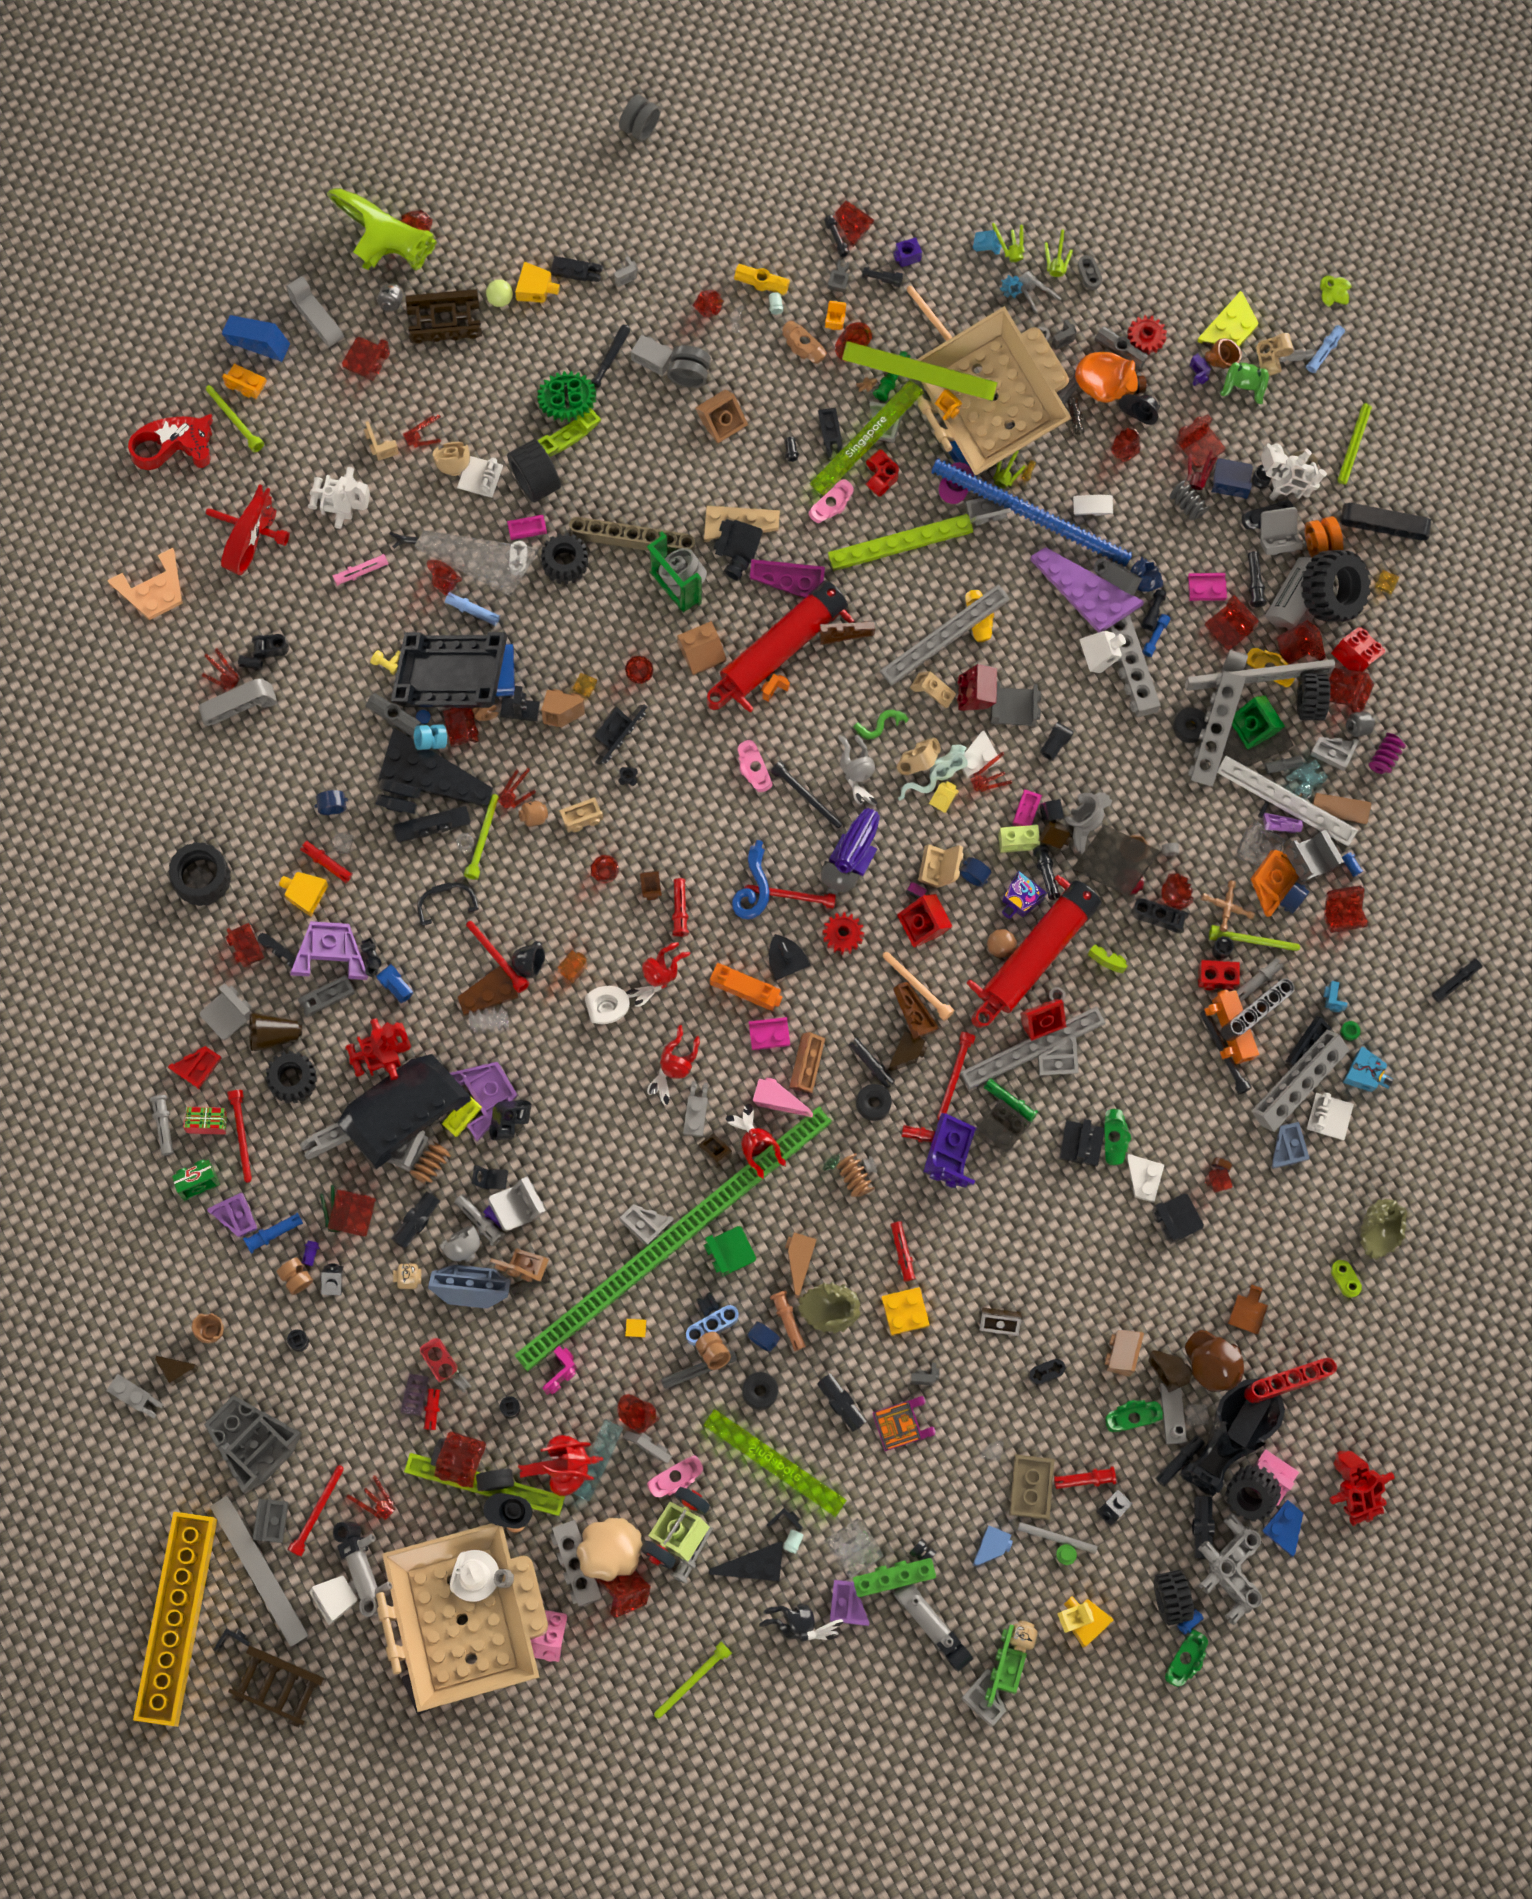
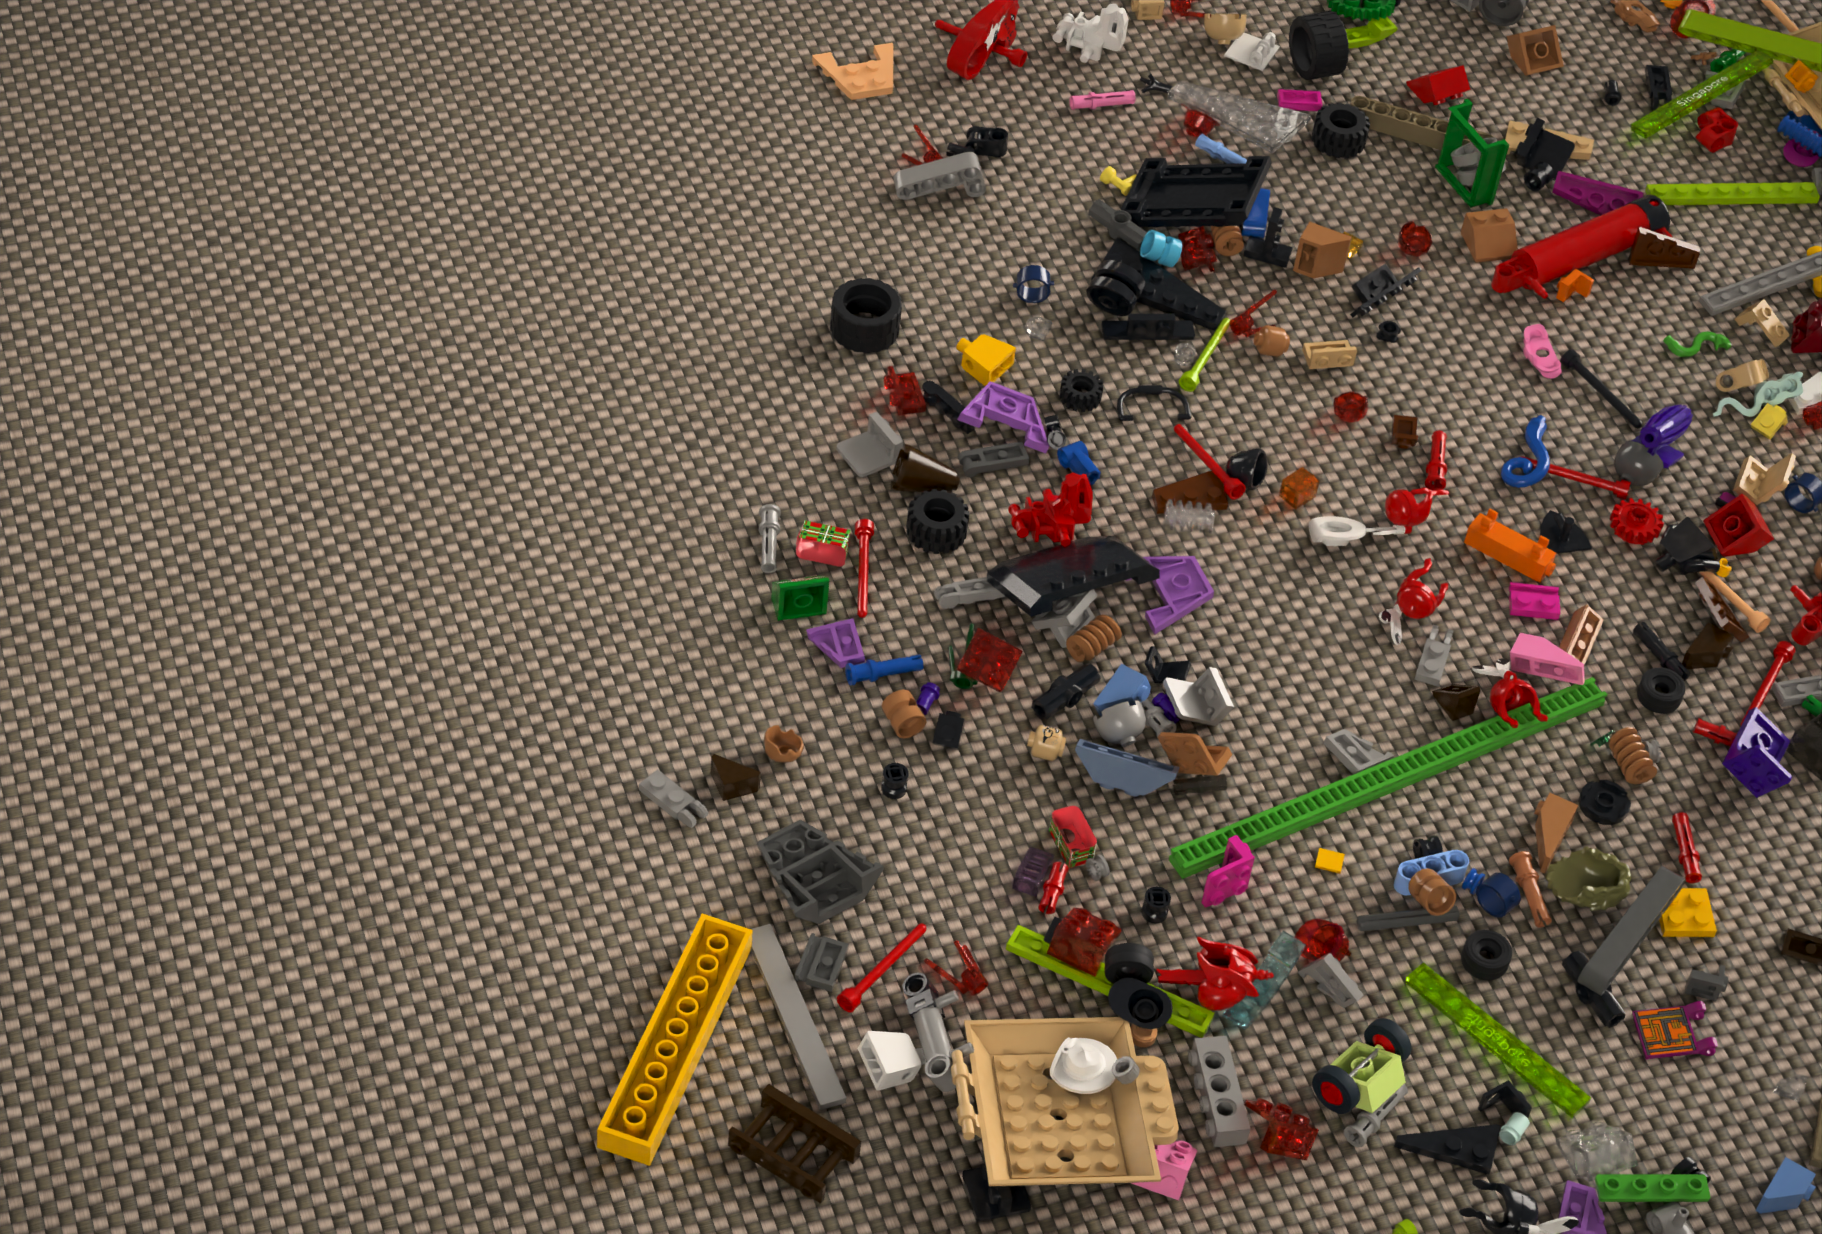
camera: 10 degrees right, 25 degrees down
(196, 1067) = (822, 493): red wing -> none
(236, 1634) = (747, 1074): black bracket -> none
(320, 857) = (1010, 333): red pin -> none
(386, 916) = (1078, 399): none -> black tyre
(458, 1120) = (1140, 600): neon yellow plate -> none
(459, 1214) = (1123, 687): none -> medium blue slope
(505, 1117) = (1192, 618): black piece -> none
(609, 1549) = (1270, 1073): tan piece -> none
(643, 479) = (1440, 85): none -> red slope
(689, 1470) = (1343, 1029): bright pink piece -> none
(729, 1251) = (1461, 802): green bracket -> none
(744, 1325) = (1473, 880): none -> blue bush
(838, 1220) = (1604, 802): none -> black tile
(841, 493) = (1666, 138): bright pink piece -> none
(857, 770) = (1666, 371): light grey hair -> none
(864, 1350) = (1631, 930): none -> dark grey beam
(885, 956) = (1689, 551): none -> black torso

